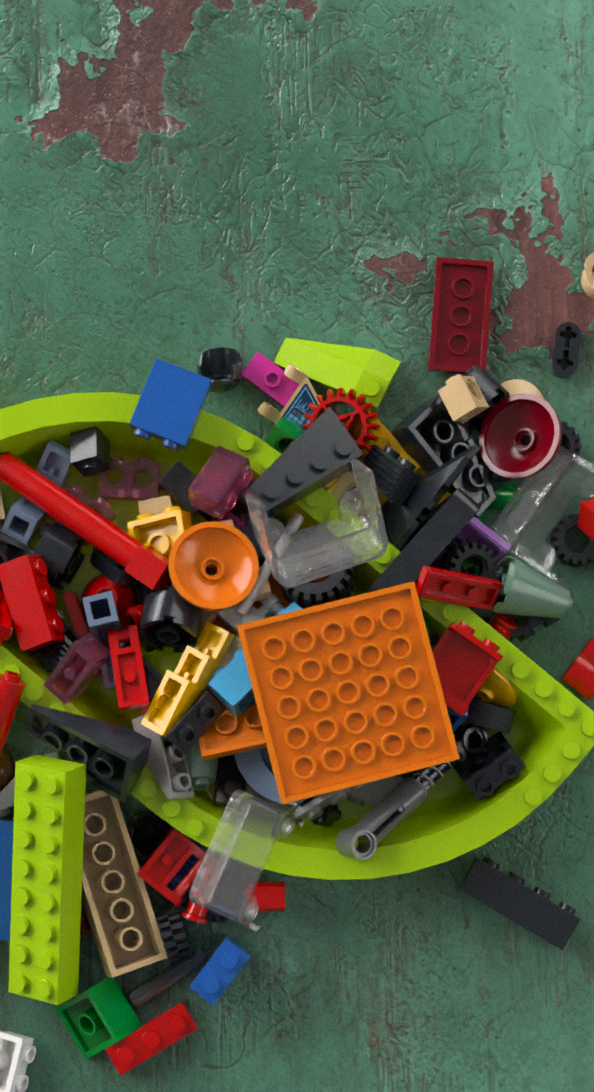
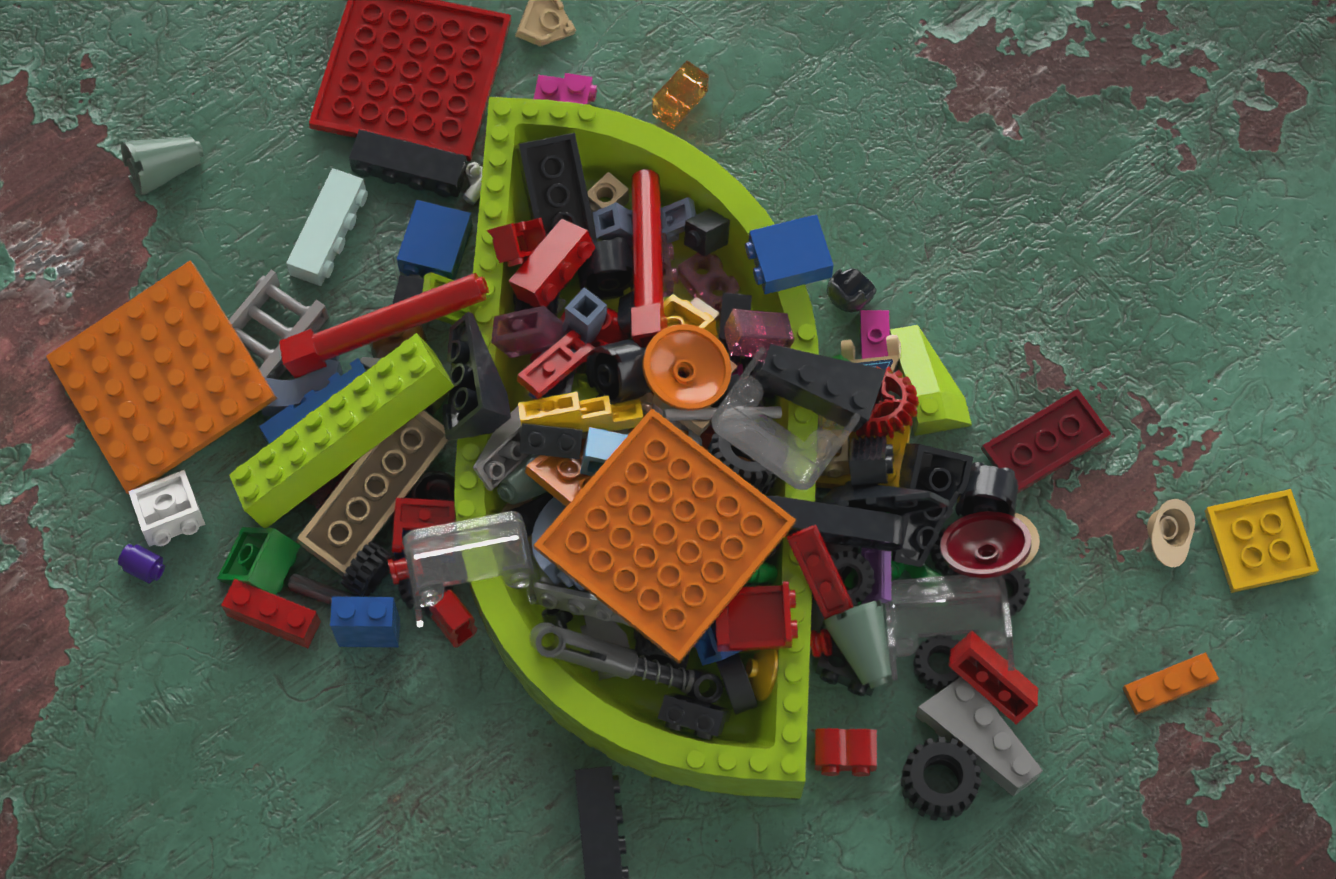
camera: 55 degrees right, 15 degrees down
(463, 398) = (978, 472): tan brick -> none
(572, 350) = (1085, 538): black beam -> none

